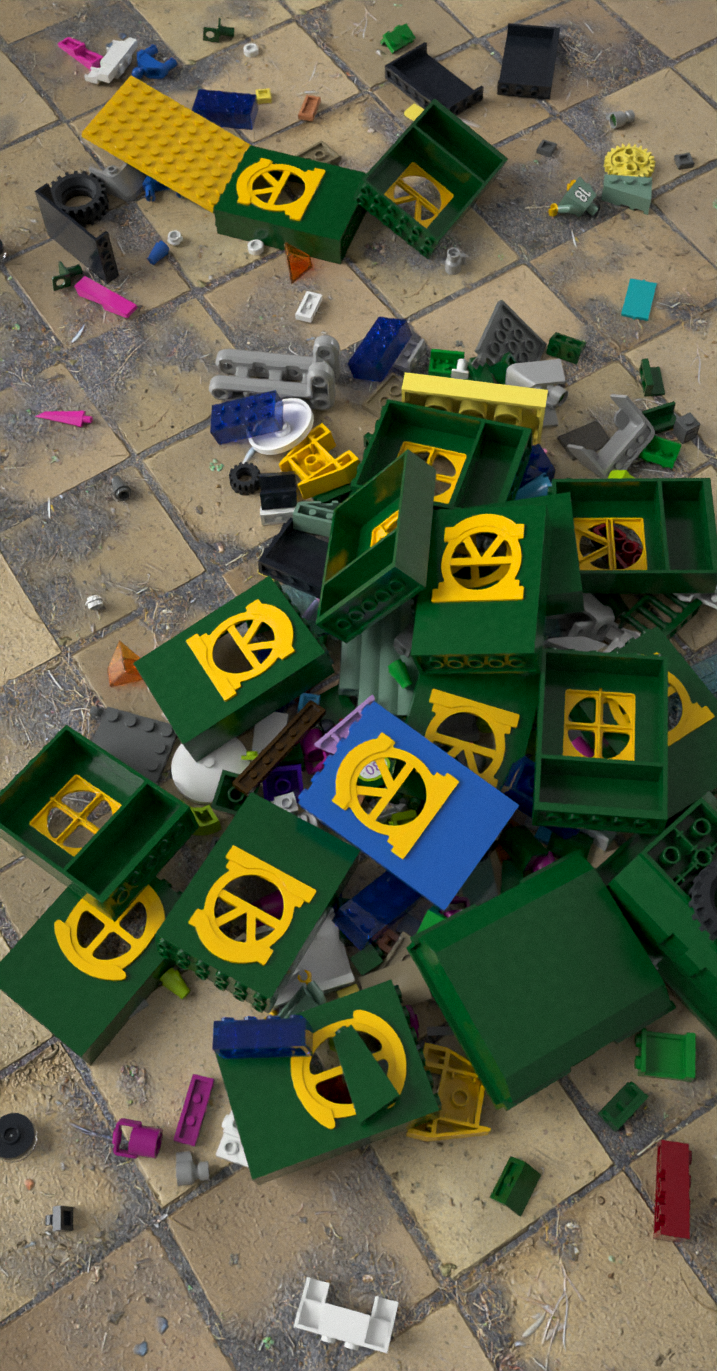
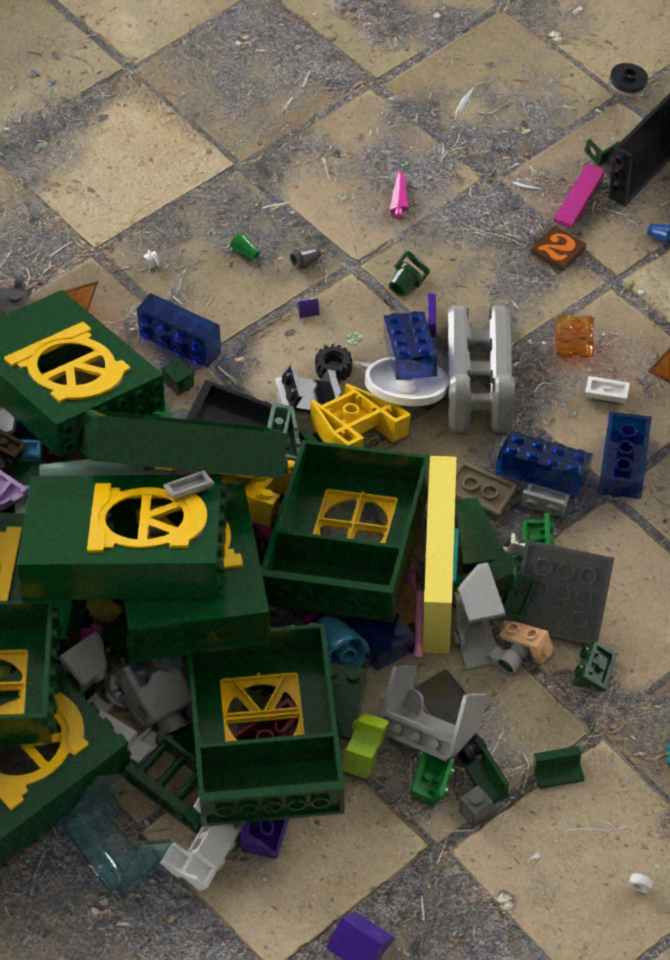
camera: 80 degrees right, 10 degrees down
(97, 531) = (244, 246): none -> green cone
(154, 319) = (558, 248): none -> reddish brown tile
(163, 417) = (406, 275): none -> dark green piece
(176, 492) = (308, 308): none -> dark purple slope
(190, 582) = (179, 330): none -> clear blue brick
(204, 405) = (431, 314): none -> dark purple tile
(235, 587) = (178, 376): none -> dark green brick
(255, 316) = (574, 336): none -> clear orange piece
(377, 299) = (625, 455): none -> clear blue brick
(449, 526) = (189, 485): none -> light grey tile

